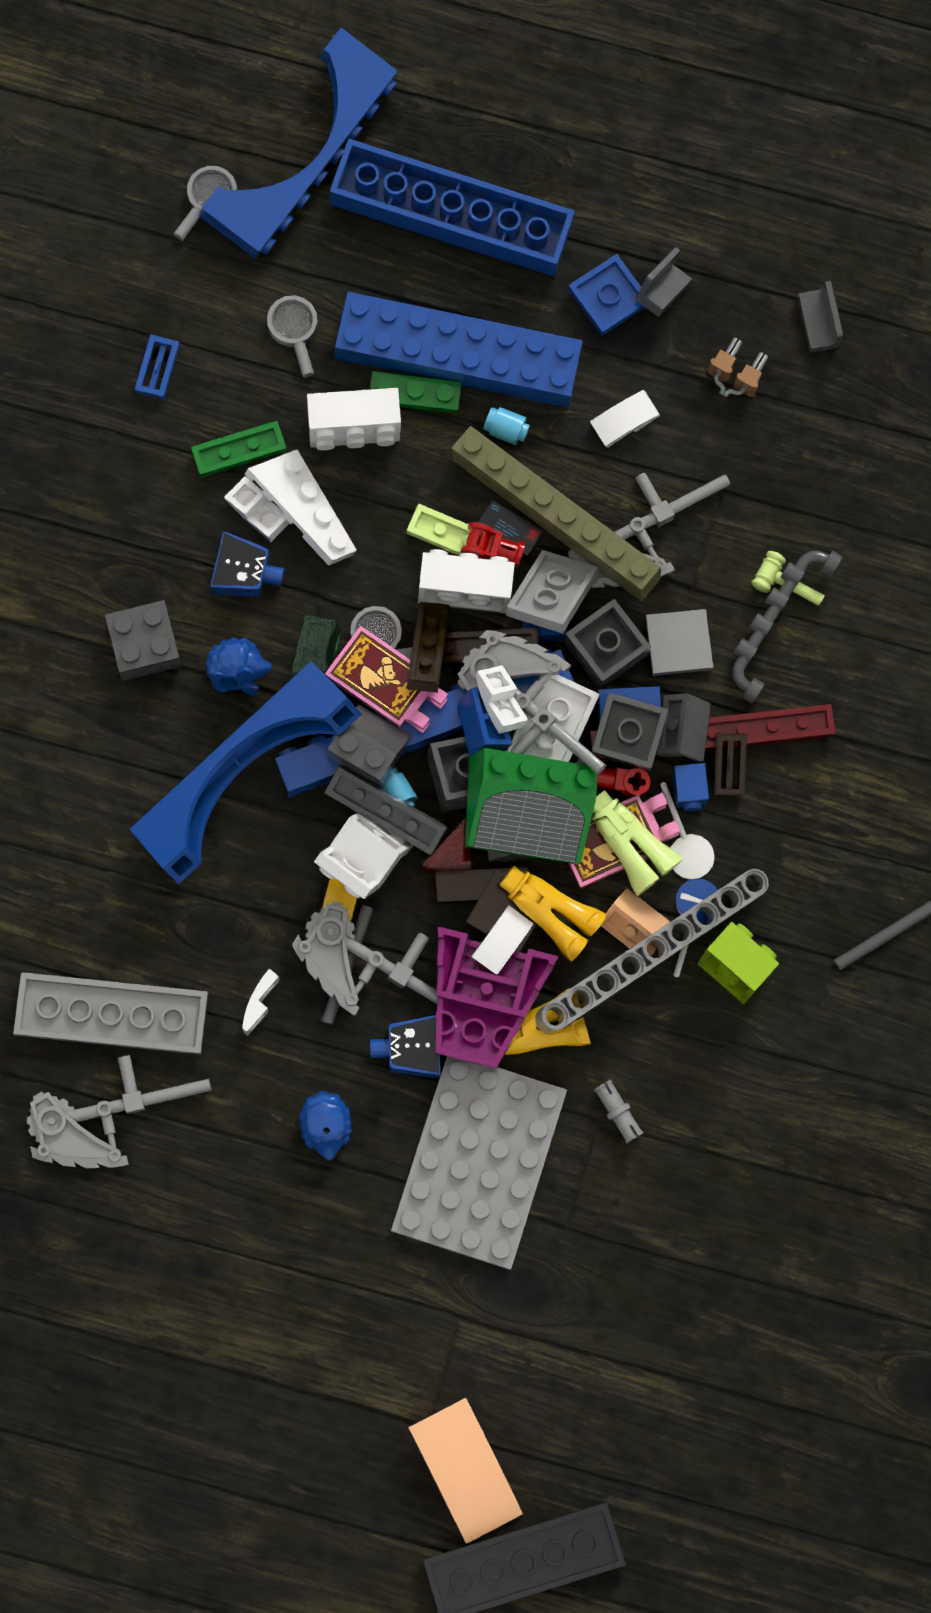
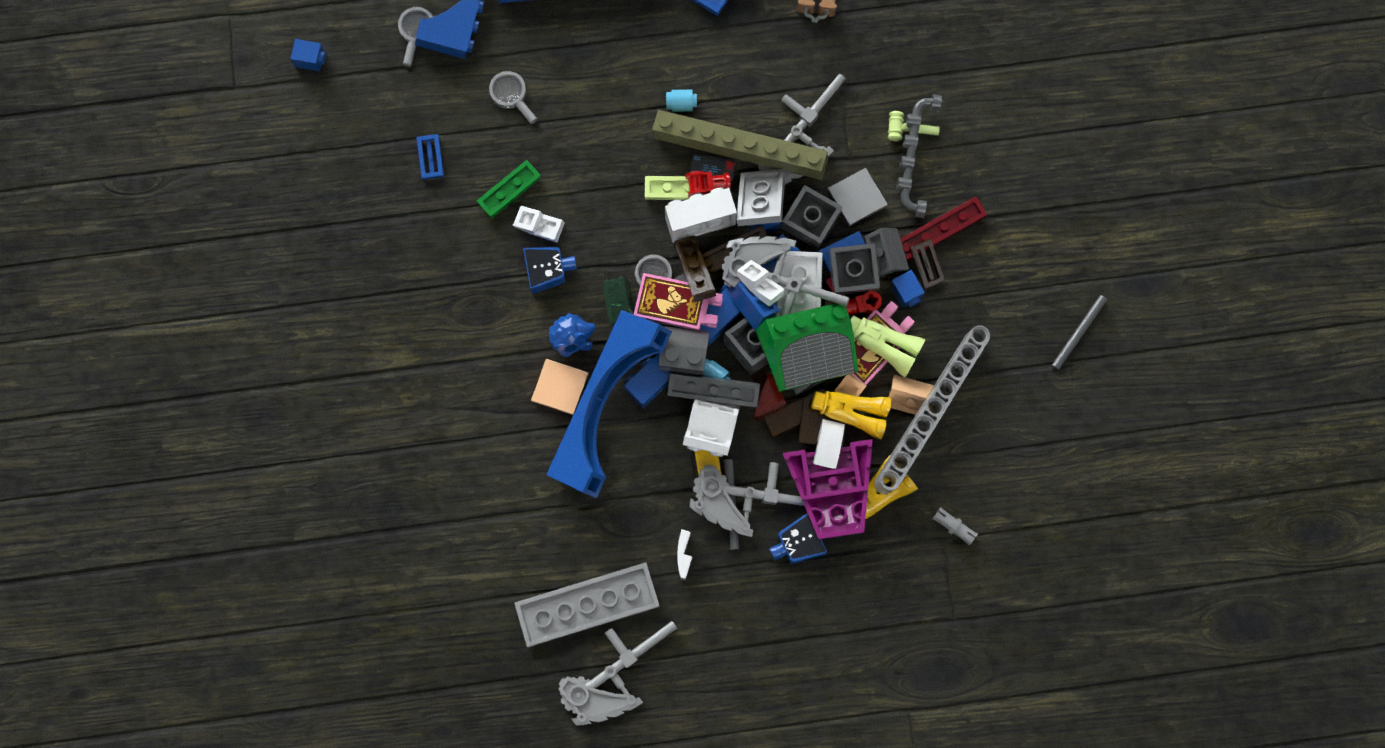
camera: 15 degrees left, 0 degrees up
(58, 173) = (308, 55): none -> blue brick
(143, 640) = (500, 343): dark grey brick -> none
(195, 726) = (559, 387): none -> light nougat tile
(298, 495) = (560, 202): white wing -> none
(325, 1123) = (764, 618): blue animal -> none
(354, 418) = (578, 136): white brick -> none
(420, 391) = (610, 103): green plate -> none
(458, 349) = (627, 63): blue brick -> none
(479, 1161) = (877, 599): light grey plate -> none
(564, 879) = (851, 386): none -> light nougat tile
(624, 418) = (757, 63): white slope -> none
(688, 896) = (937, 363): blue piece -> none
(694, 849) = (924, 329): white piece -> none
(738, 962) = (994, 392): lime brick -> none

